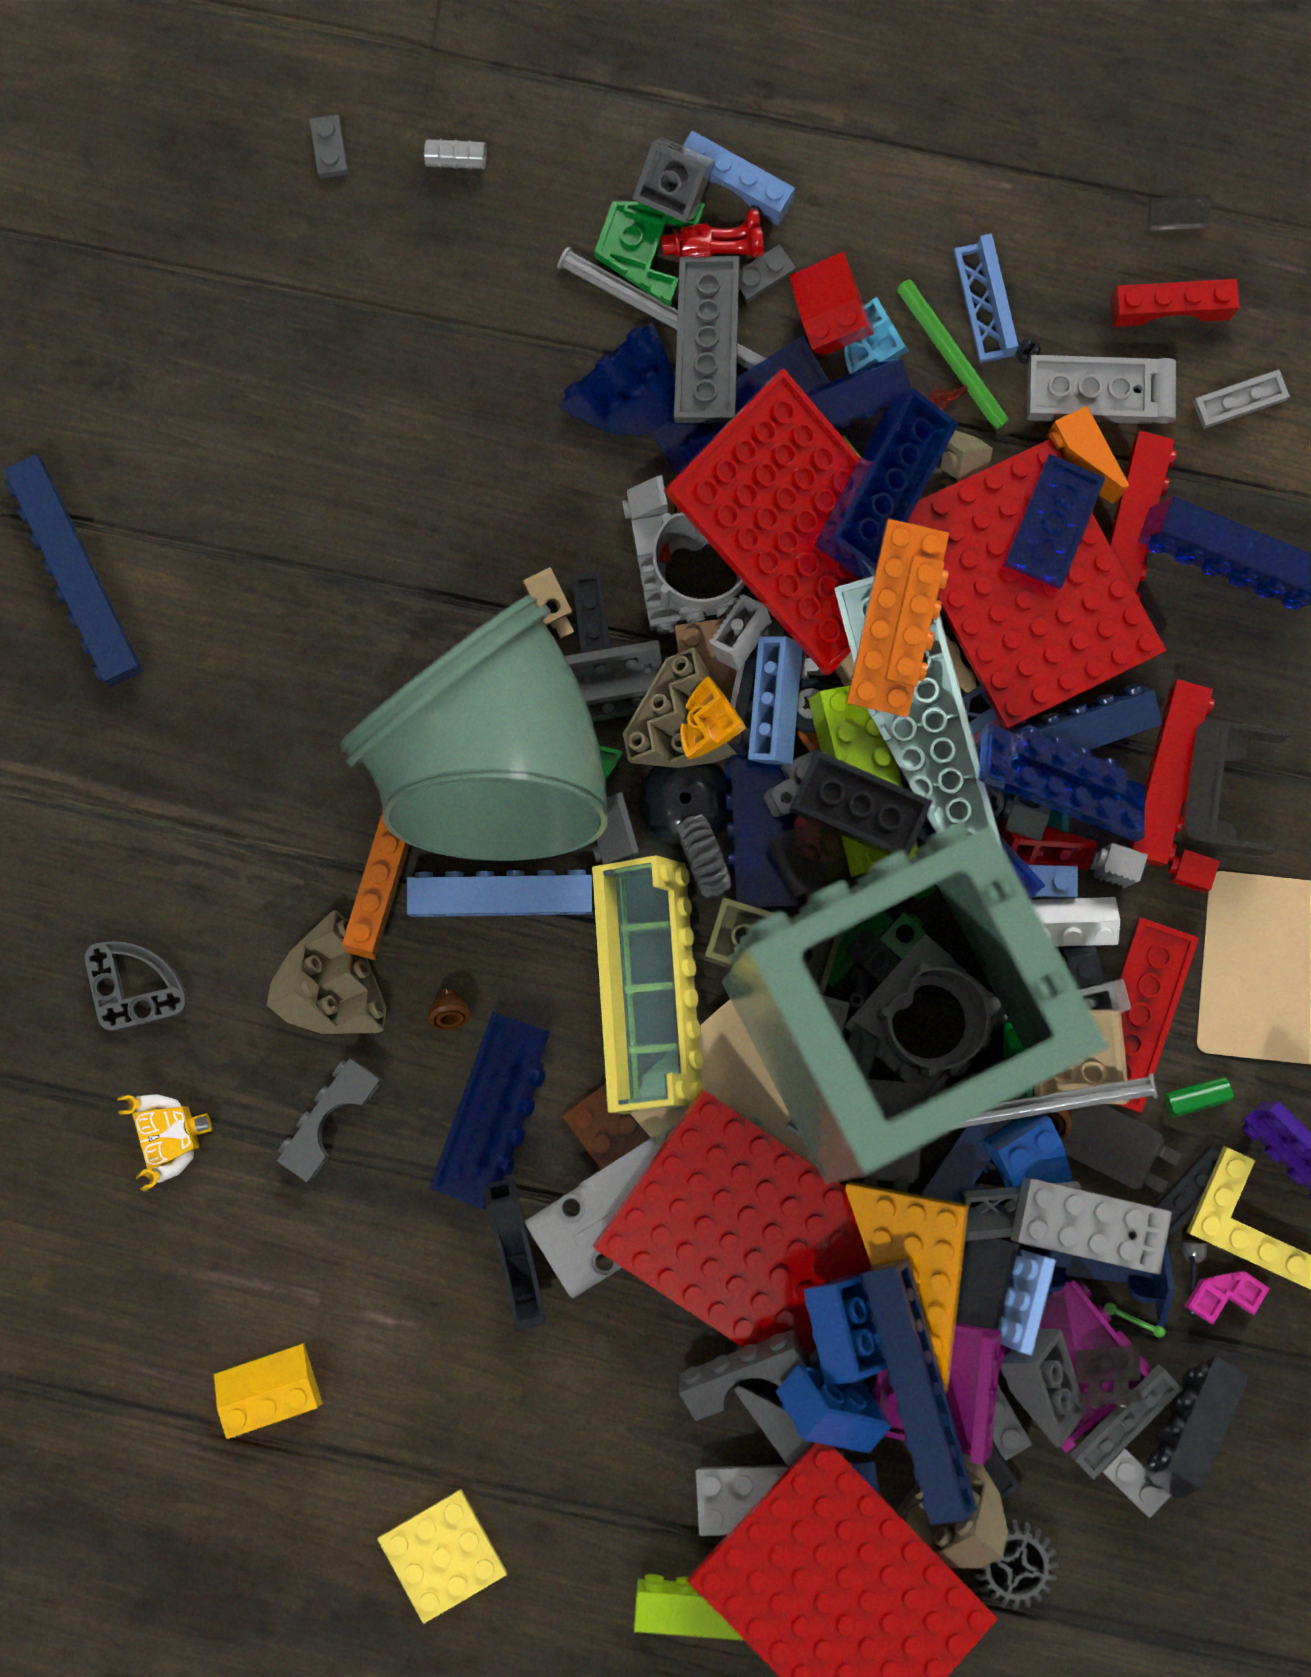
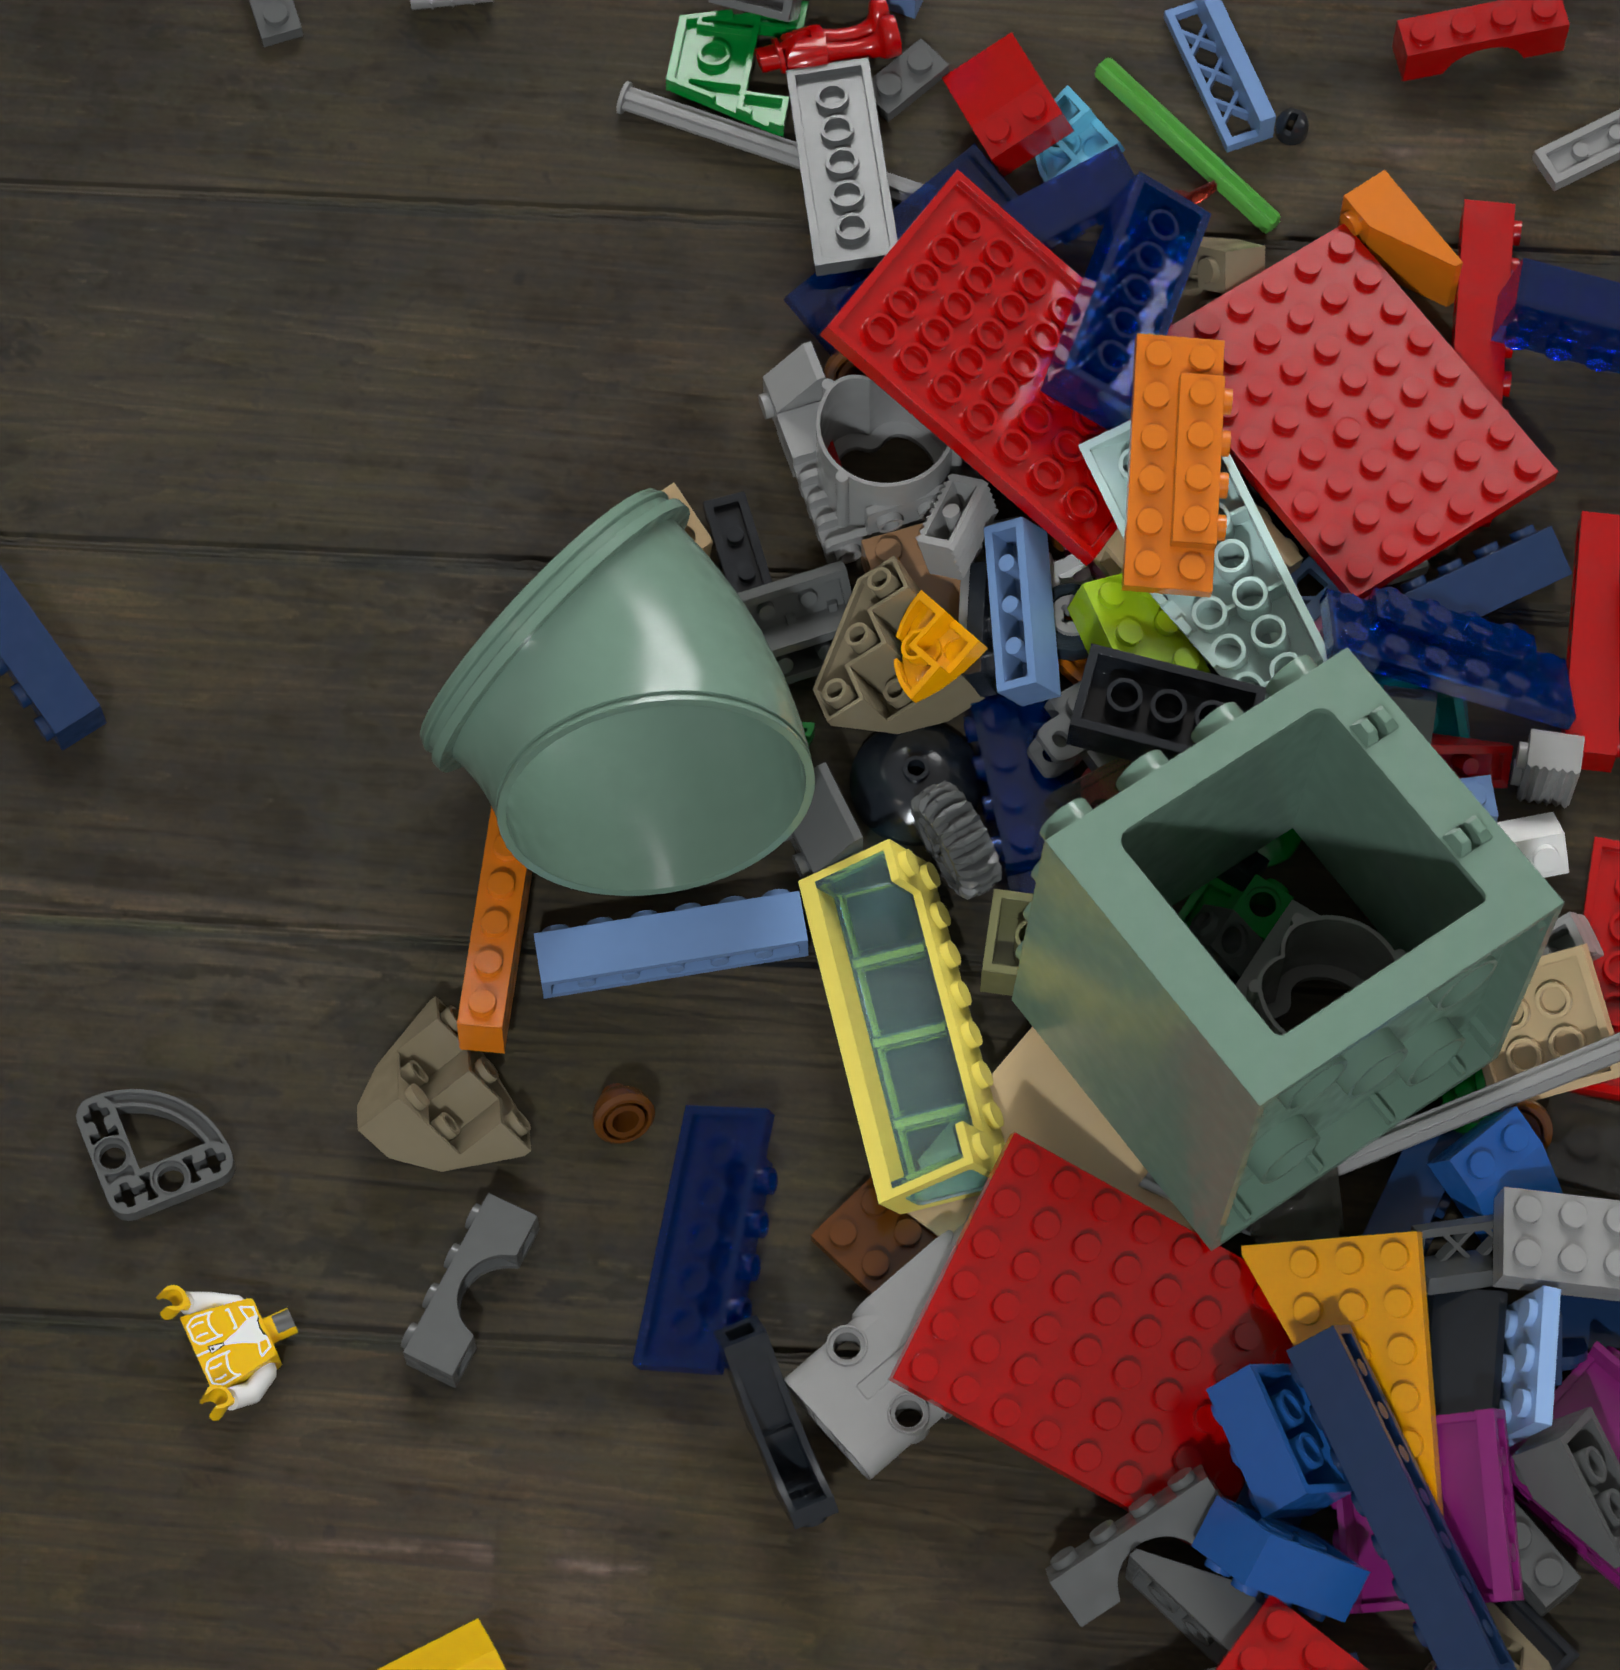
camera: 10 degrees left, 15 degrees down
(627, 389) = (741, 249): clear blue brick -> none
(1054, 521) = (1368, 321): clear blue plate -> none
(1103, 384) = (1425, 152): light grey hinge -> none

